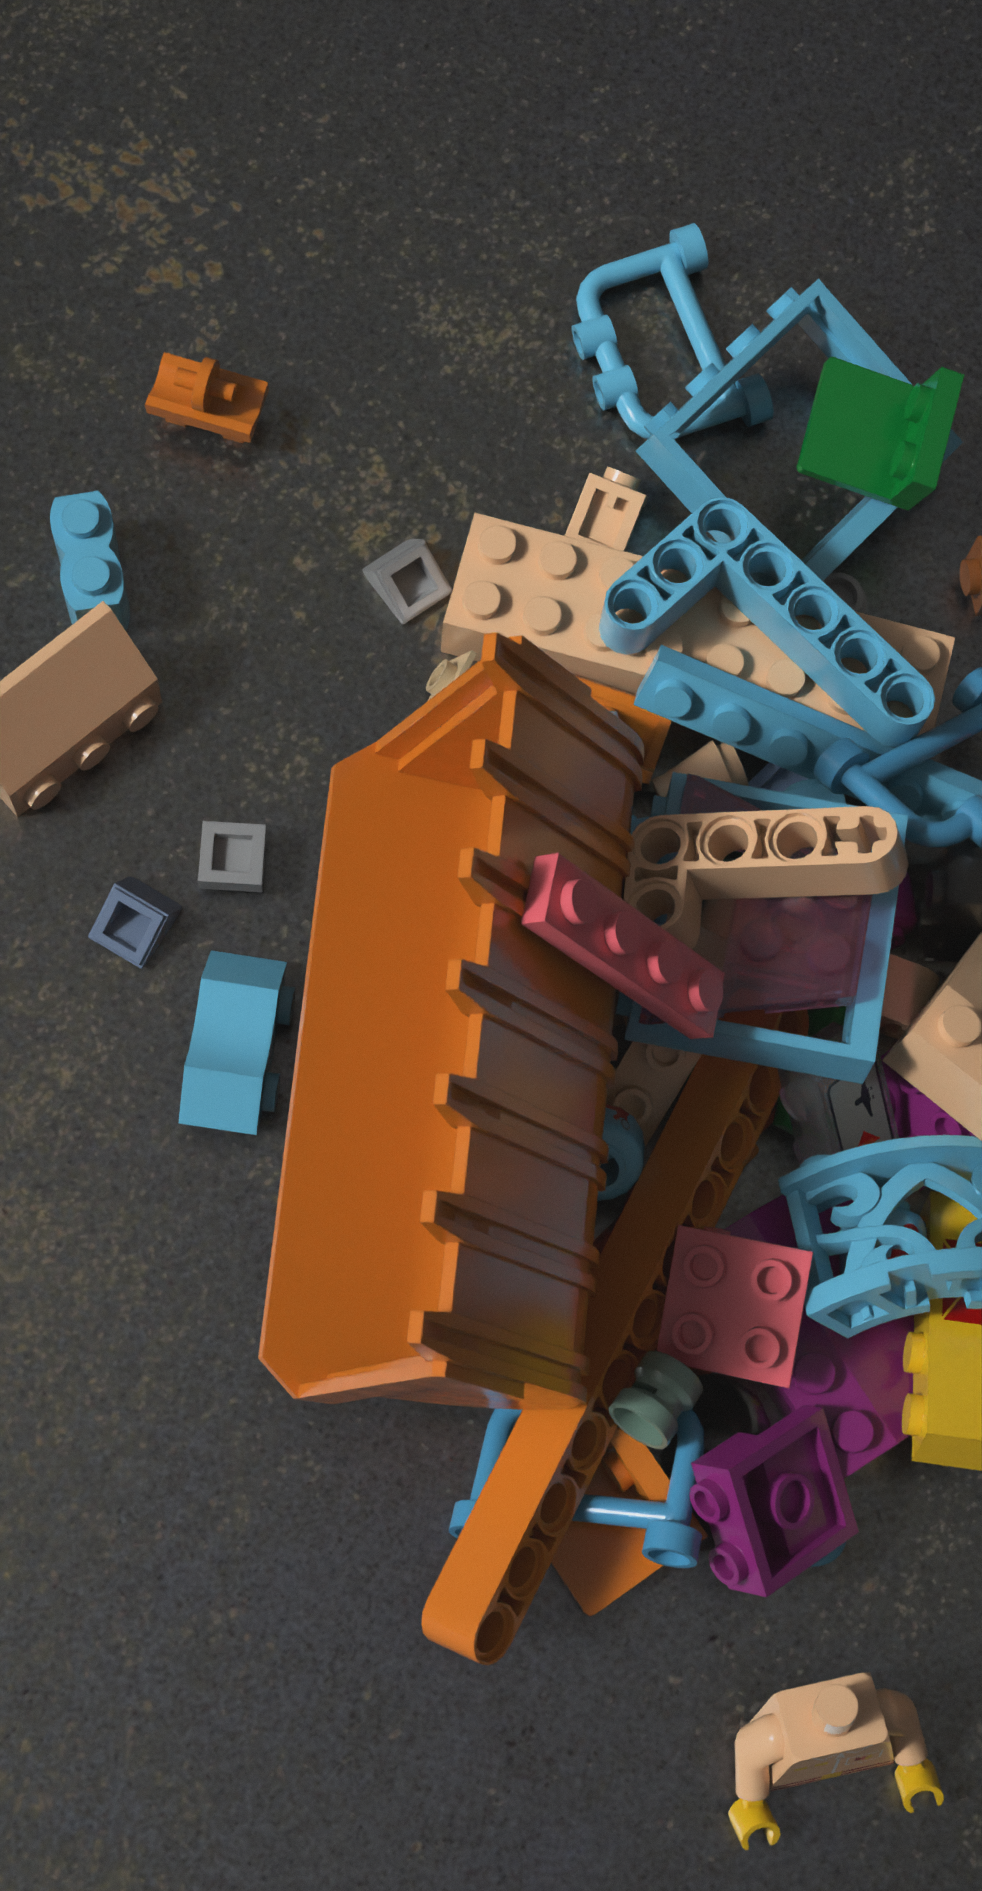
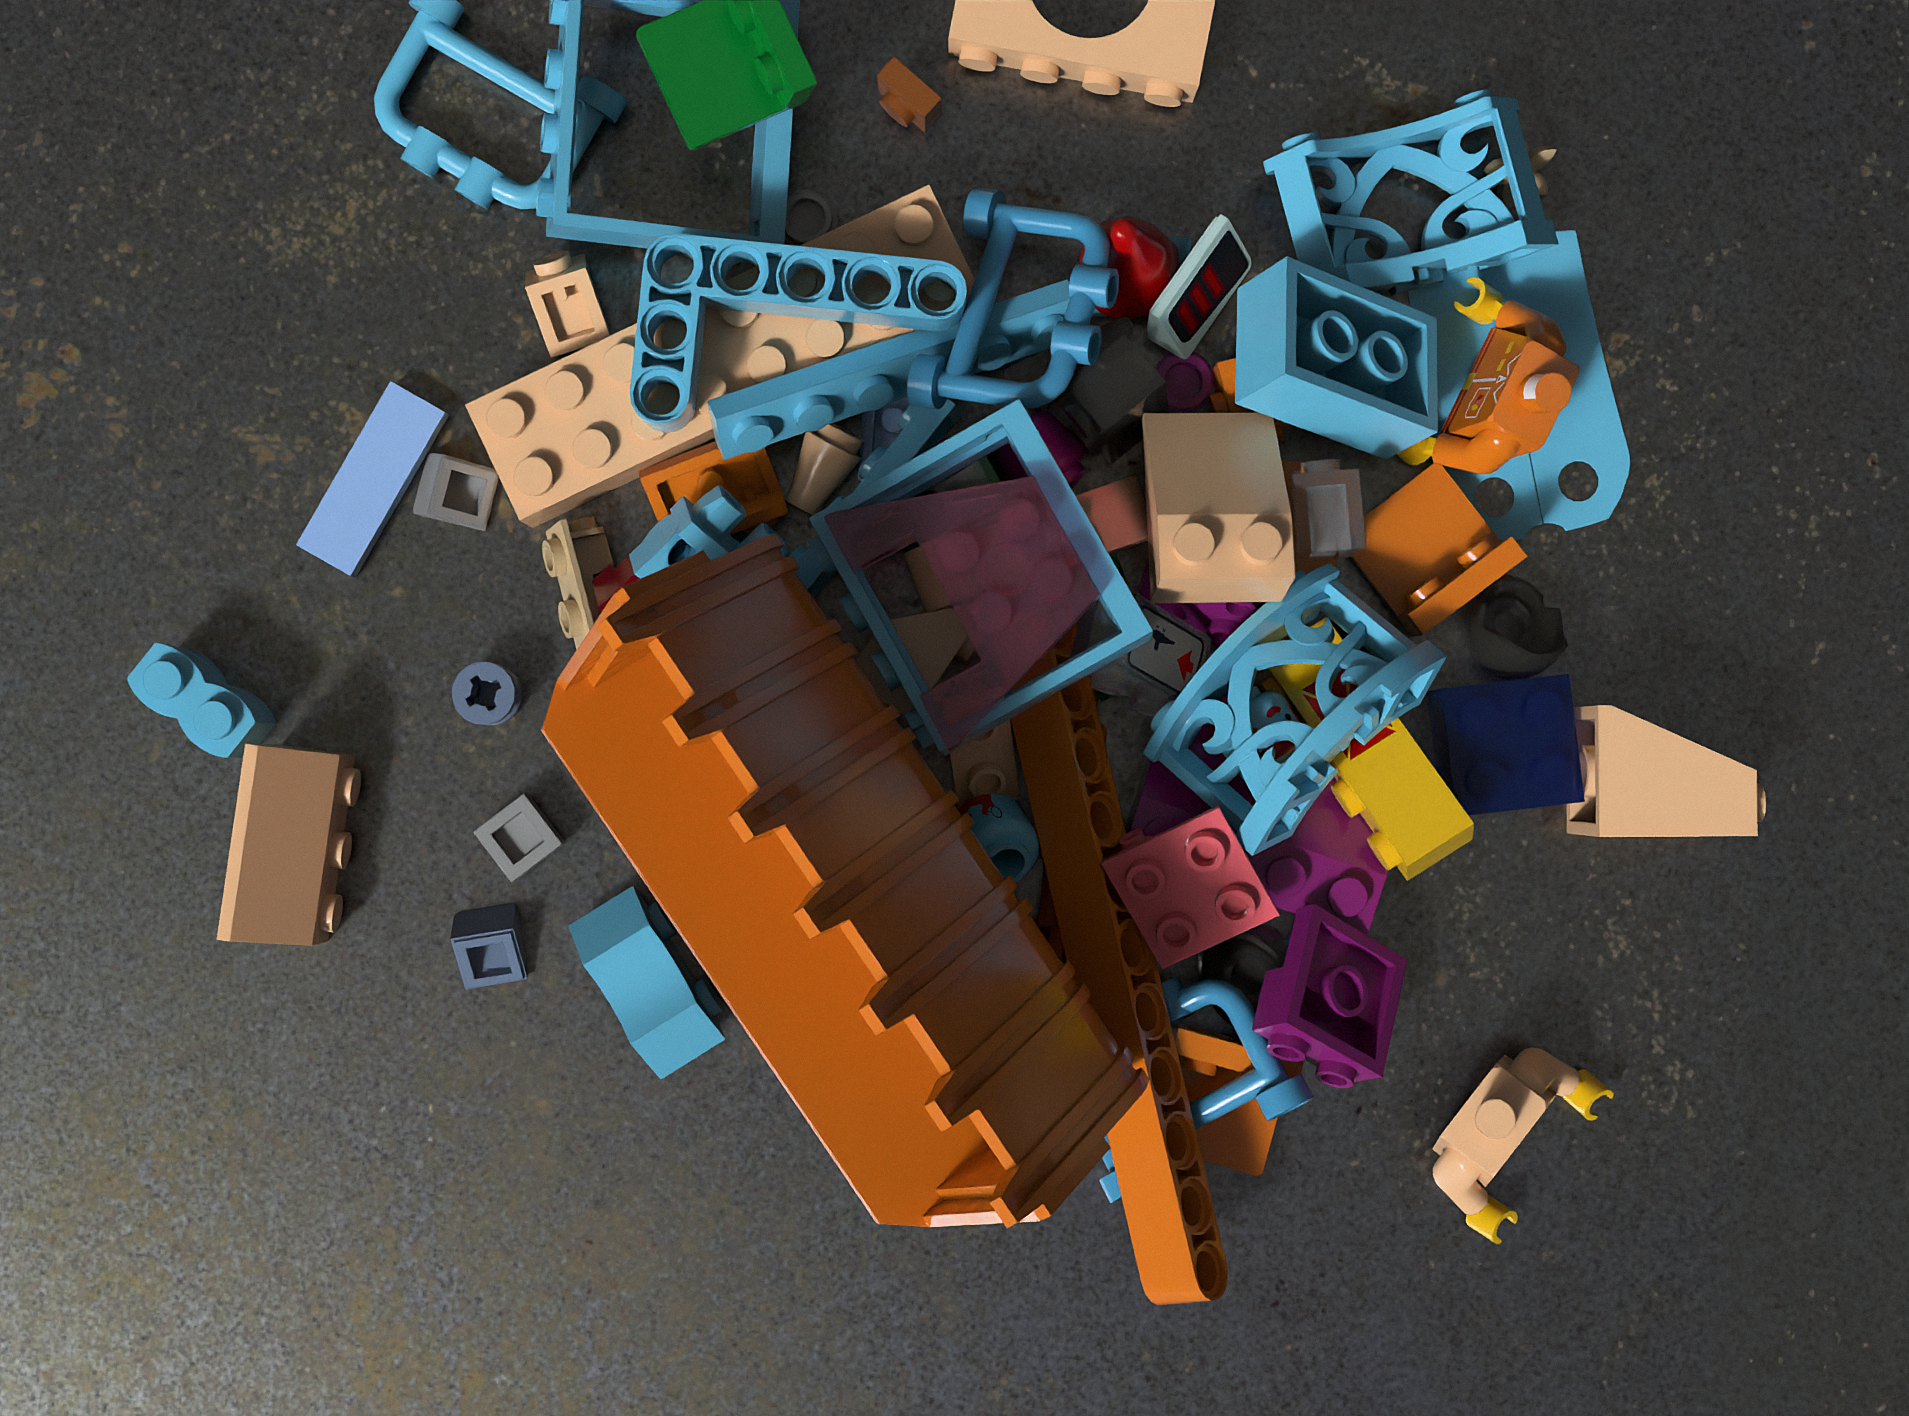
camera: 30 degrees left, 15 degrees up
(207, 397) = (166, 481): orange hips -> none
(304, 749) = (503, 697): none -> sand blue wheel
(354, 521) = (372, 479): none -> light blue tile
(622, 946) = (899, 740): coral plate -> none
(656, 1399) = (1188, 1003): sand green wheel -> none
(765, 866) = (948, 562): light nougat beam -> none

